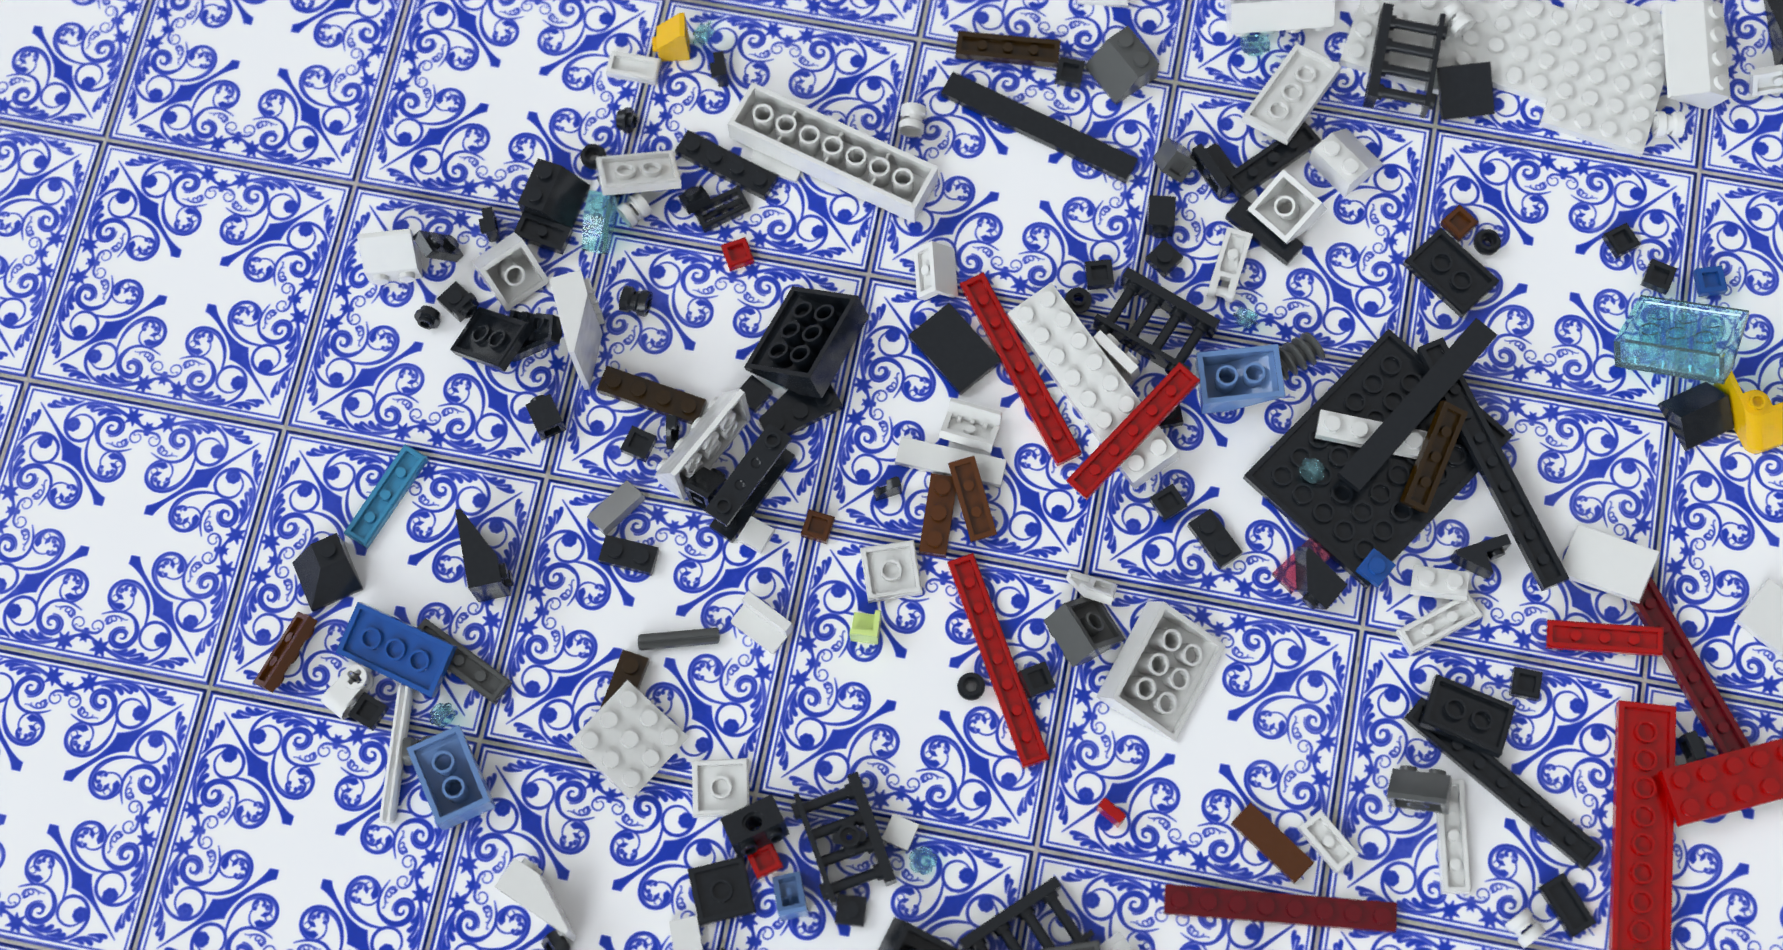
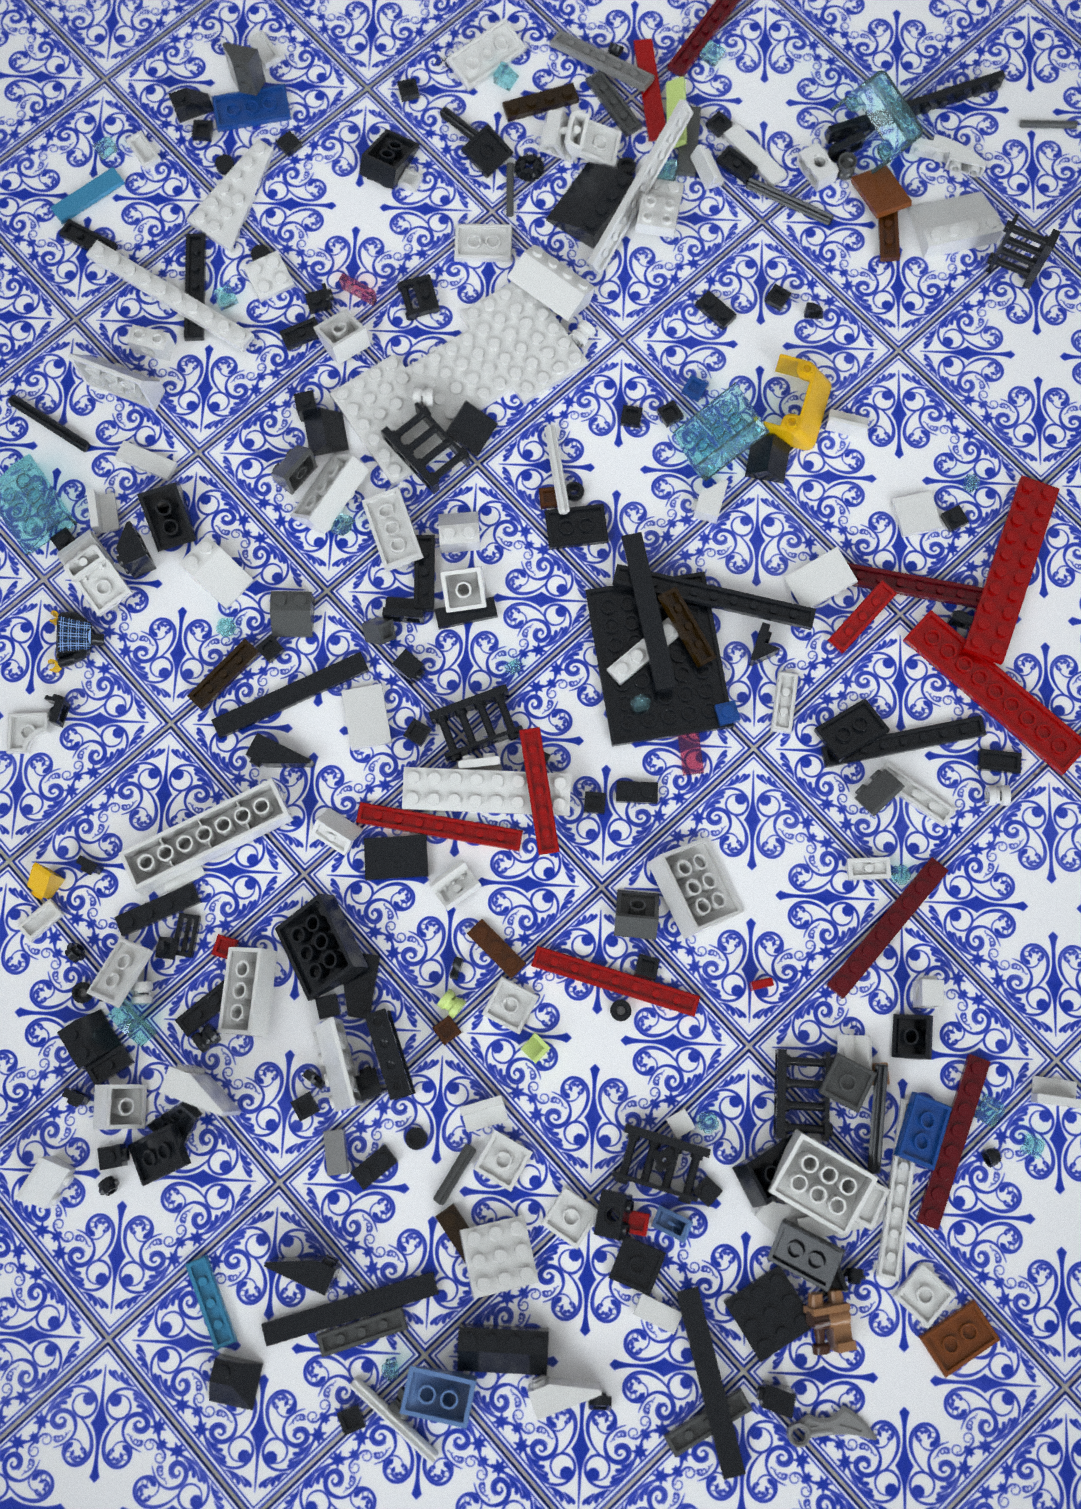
camera: 55 degrees left, 5 degrees up
(285, 652) = (268, 1449): reddish brown plate -> none
(346, 691) = (328, 1427): white piece -> none
(396, 649) = (324, 1371): blue plate -> none
(438, 246) = (65, 1144): black plate -> none
(474, 633) = (349, 1308): none -> black tile
(539, 812) = (502, 1349): none -> black slope
(545, 416) = (239, 1155): black brick -> none
(651, 395) = (278, 1074): dark brown plate -> none
(666, 281) = (201, 1011): none -> black tile
(687, 575) = (416, 1138): none -> black tile
(703, 33) = (55, 858): clear light blue plate -> none
(710, 305) = (247, 991): none -> white slope
(728, 676) = (503, 1160): none -> white plate
(756, 534) = (422, 1074): white tile -> none
(847, 510) = (451, 1003): none -> yellowish green wheel
(912, 118) = (223, 769): white wheel -> none
(935, 459) = (467, 915): white tile -> none
(964, 155) = (274, 755): none -> black slope
(972, 499) = (503, 920): reddish brown plate -> none
(1053, 20) = (229, 630): none -> clear light blue plate
(1075, 215) = (366, 717): none -> white tile
(1082, 306) = (428, 762): black plate -> none
(1092, 587) = (614, 889): white tile -> none
(1164, 258) = (436, 685): black plate -> none
(1229, 263) = (471, 649): white plate -> none
(1238, 377) = (550, 700): medium blue slope -> none
(1272, 843) = (845, 901): reddish brown tile -> none
(1298, 353) = (559, 659): dark grey piece -> none
(1316, 580) = (709, 753): black slope -> none
(1356, 878) = (906, 874): none -> clear light blue plate
(1439, 583) = (761, 683): white plate -> none
(1495, 207) = (557, 469): none -> white axle
(1525, 683) = (855, 682): black tile -> none
(1596, 387) = (709, 502): none -> white slope

